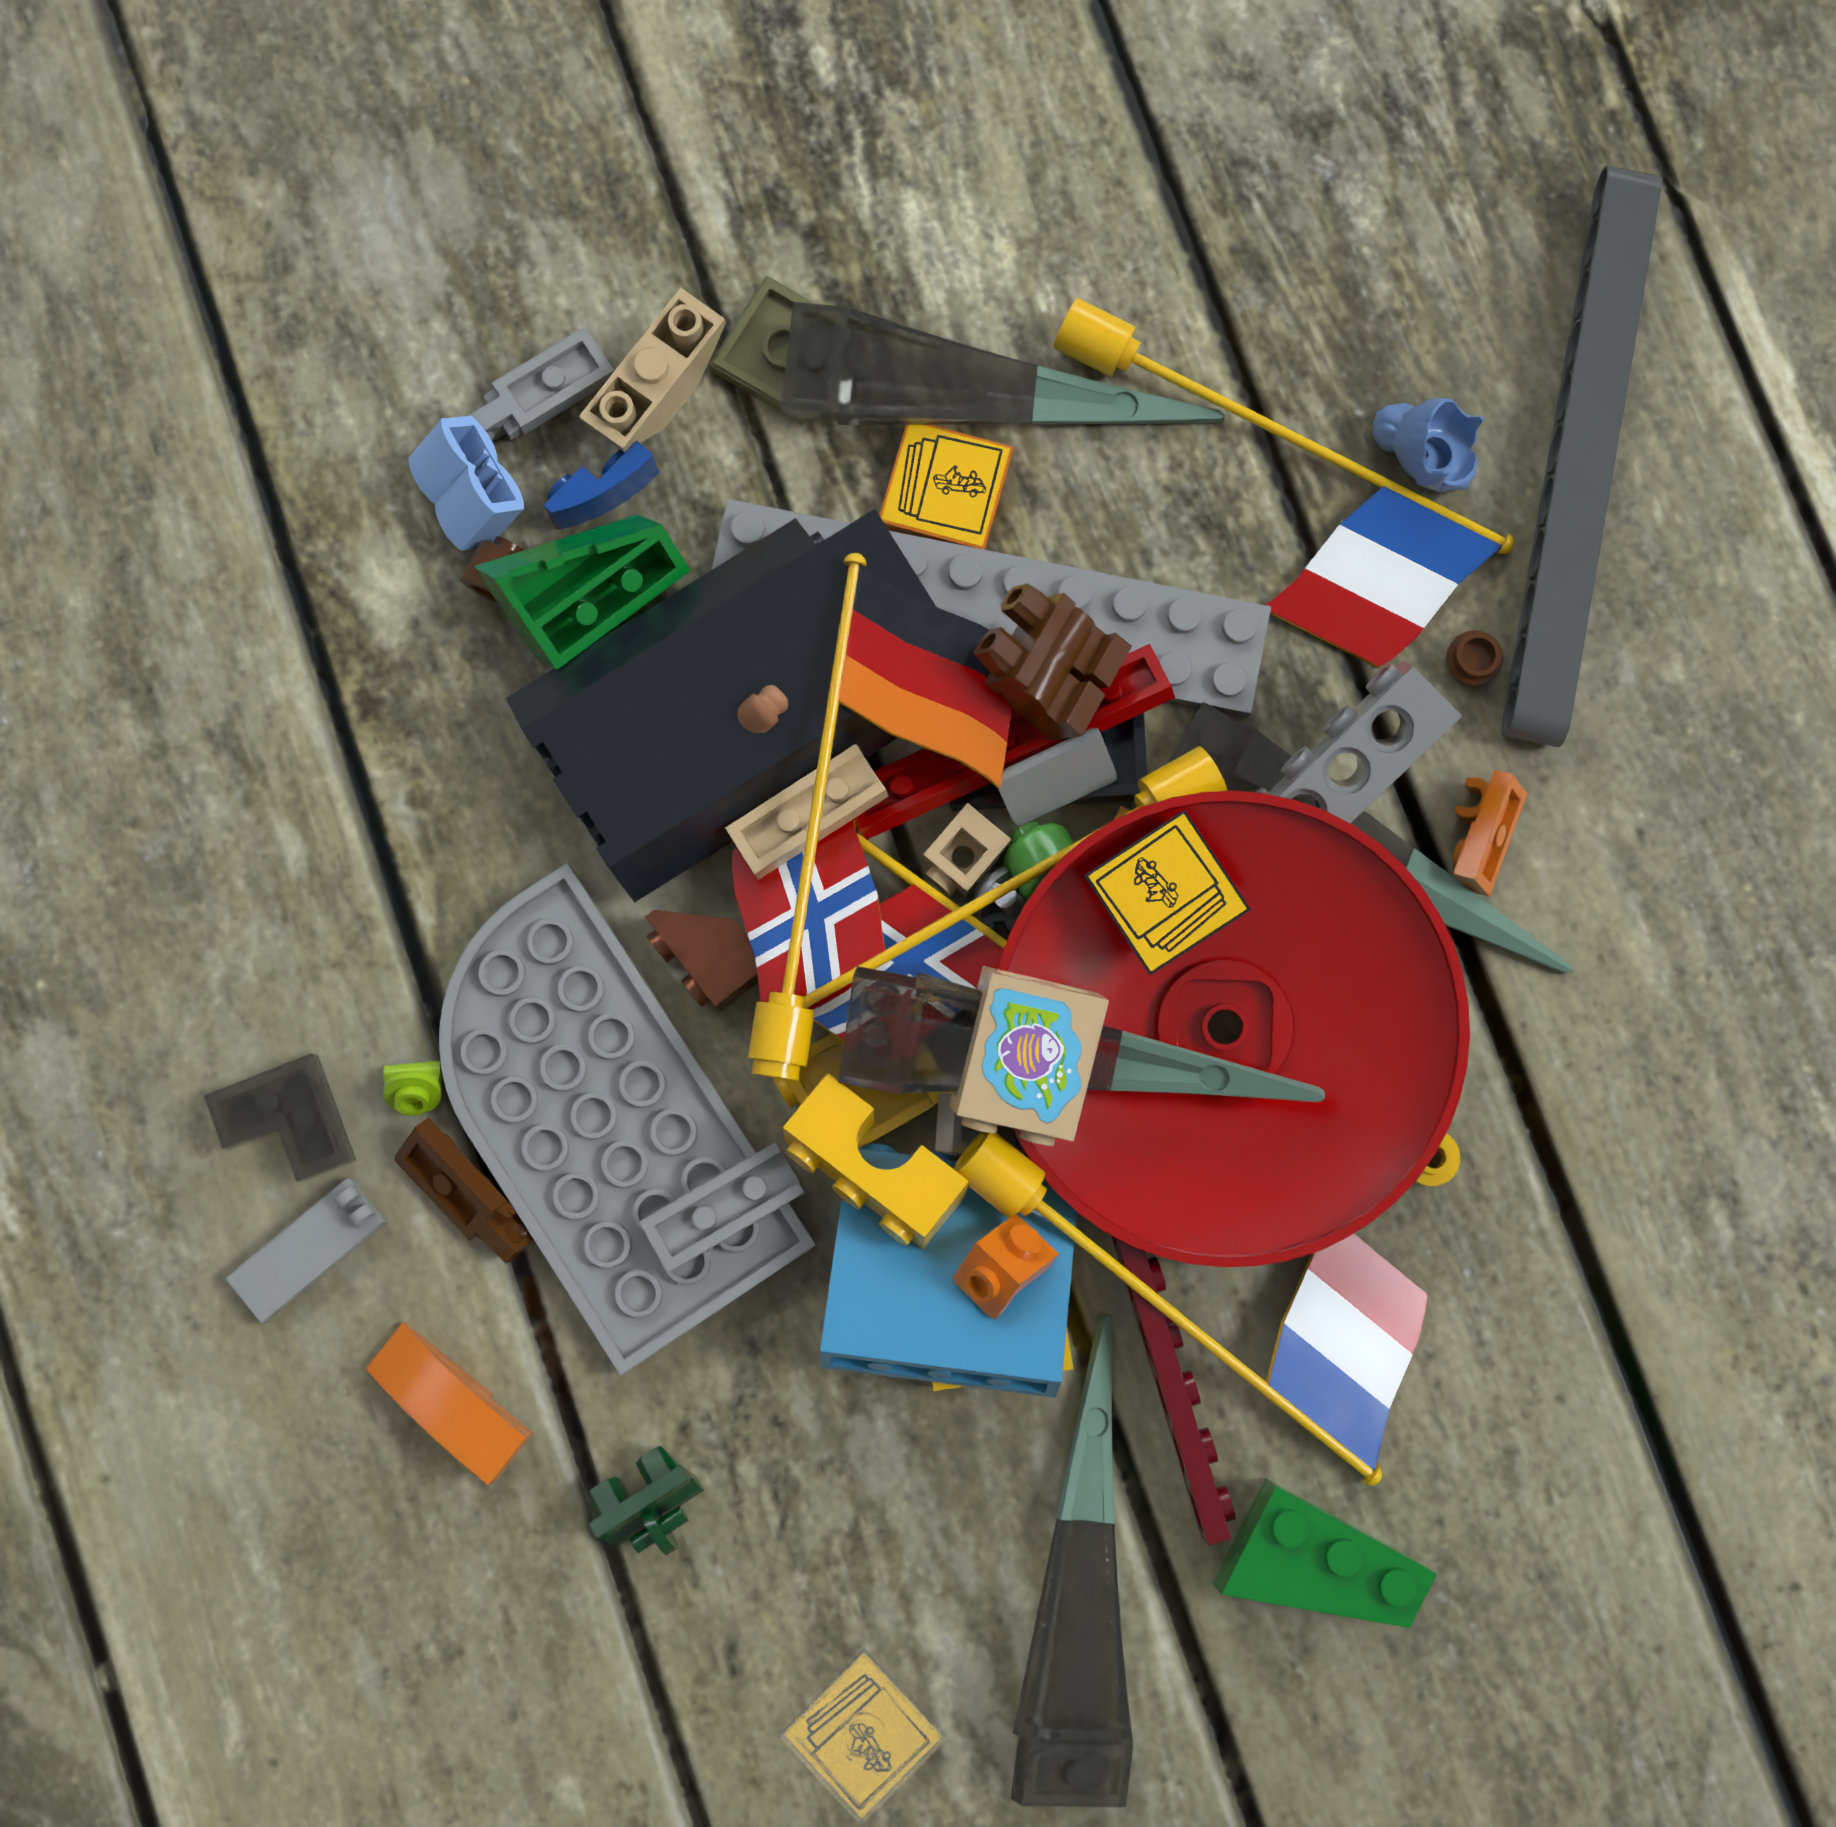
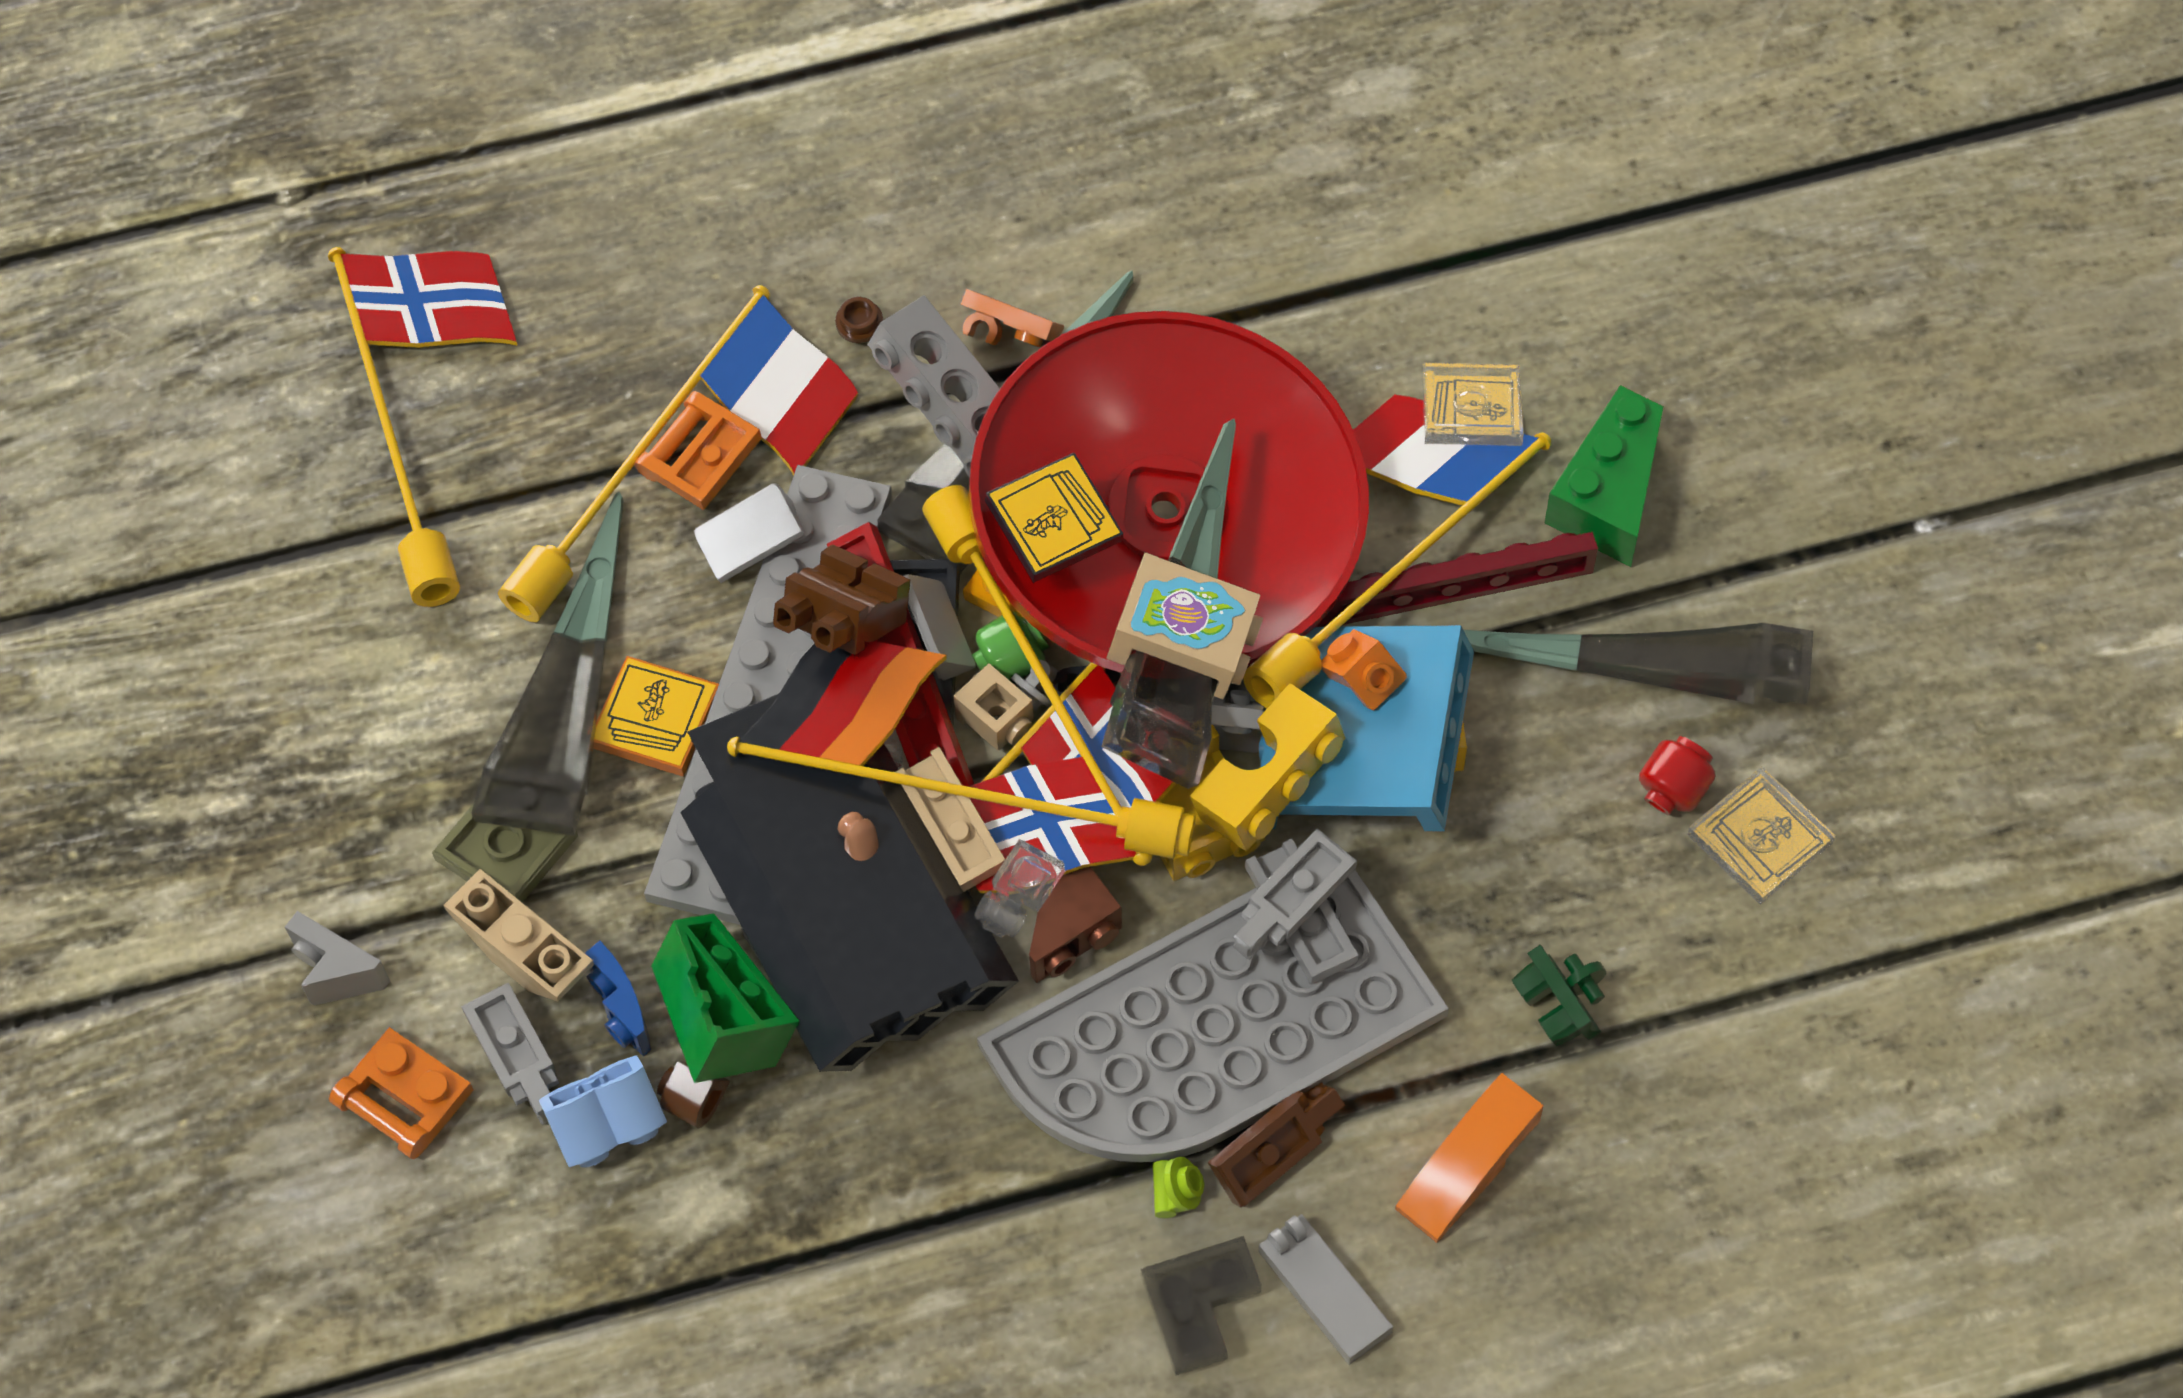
camera: 85 degrees left, 20 degrees down
(510, 295) = (413, 1081): none -> orange plate
(634, 199) = (339, 966): none -> light grey slope
(724, 890) = (1024, 879): none -> clear plate
(726, 1198) = (1293, 893): none -> light grey hinge
(923, 1638) = (1677, 775): none -> red head
(1170, 561) = (749, 532): none -> slope
(1274, 508) = (709, 457): none -> orange plate
(1414, 1389) = (1472, 404): none -> clear tile
(1430, 442) = (667, 336): medium blue piece -> none
(1457, 169) = (421, 304): none -> flag
(1581, 457) = (691, 229): dark grey beam -> none

